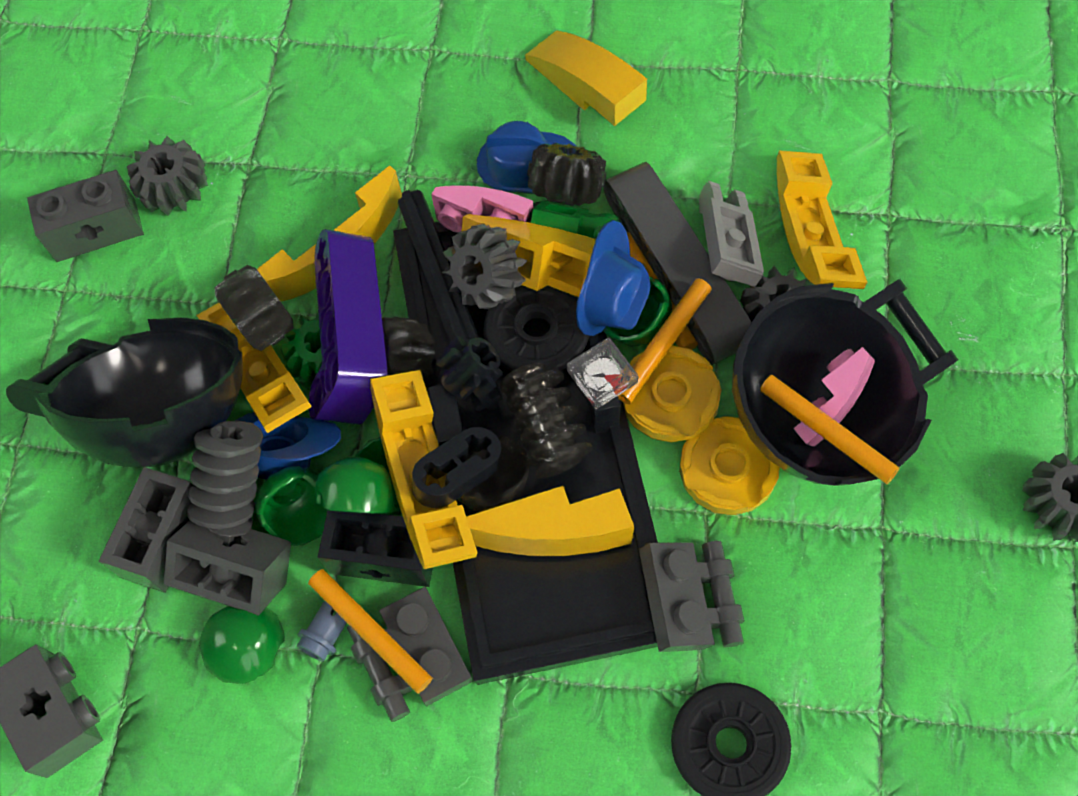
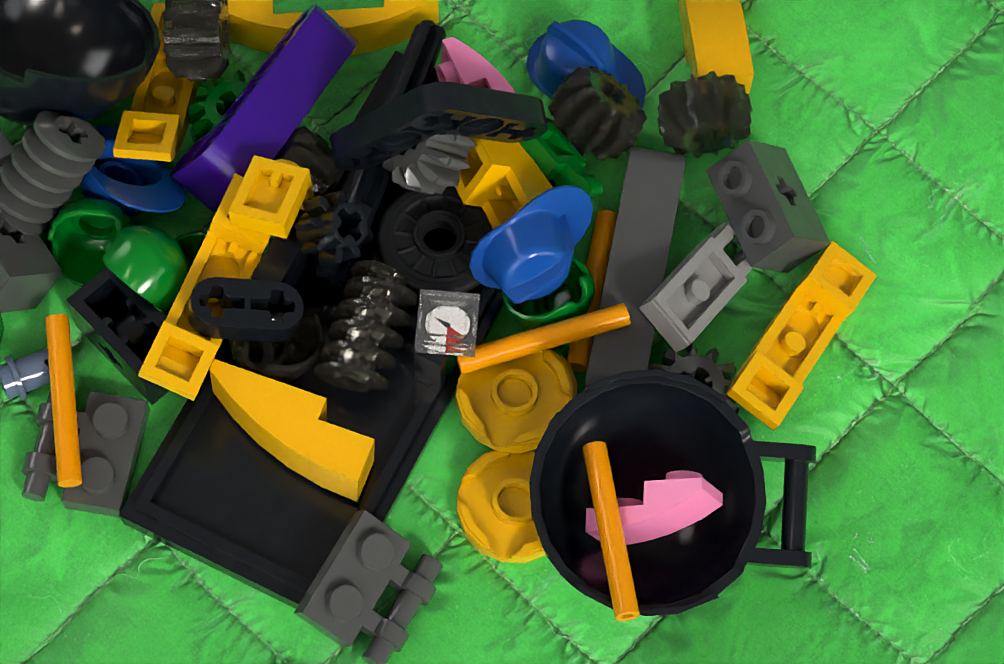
camera: 30 degrees right, 0 degrees up
(412, 374) = (271, 196): none -> yellow bracket
(488, 227) = (435, 110): none -> black beam
(634, 127) = (704, 114): none -> clear smoke gear
(724, 156) = (768, 206): none -> dark grey brick

